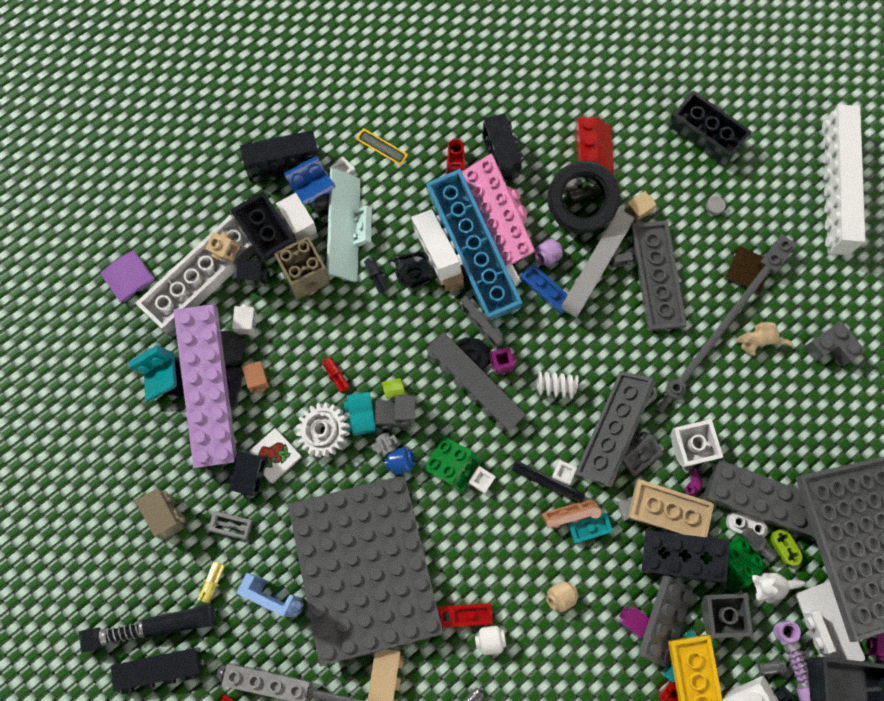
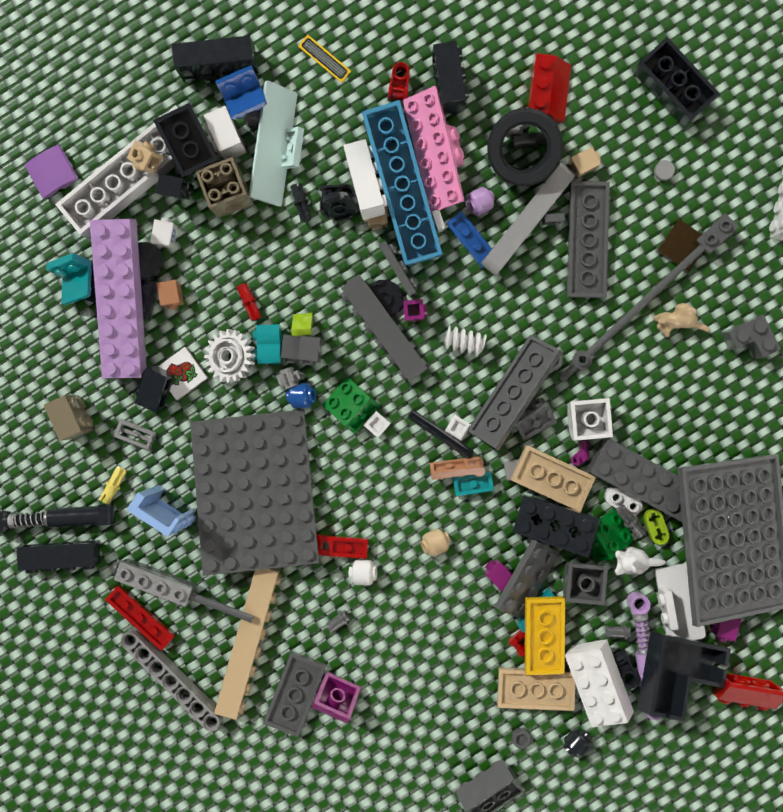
camera: 10 degrees right, 15 degrees up
(343, 165) = (280, 77): white tile -> none

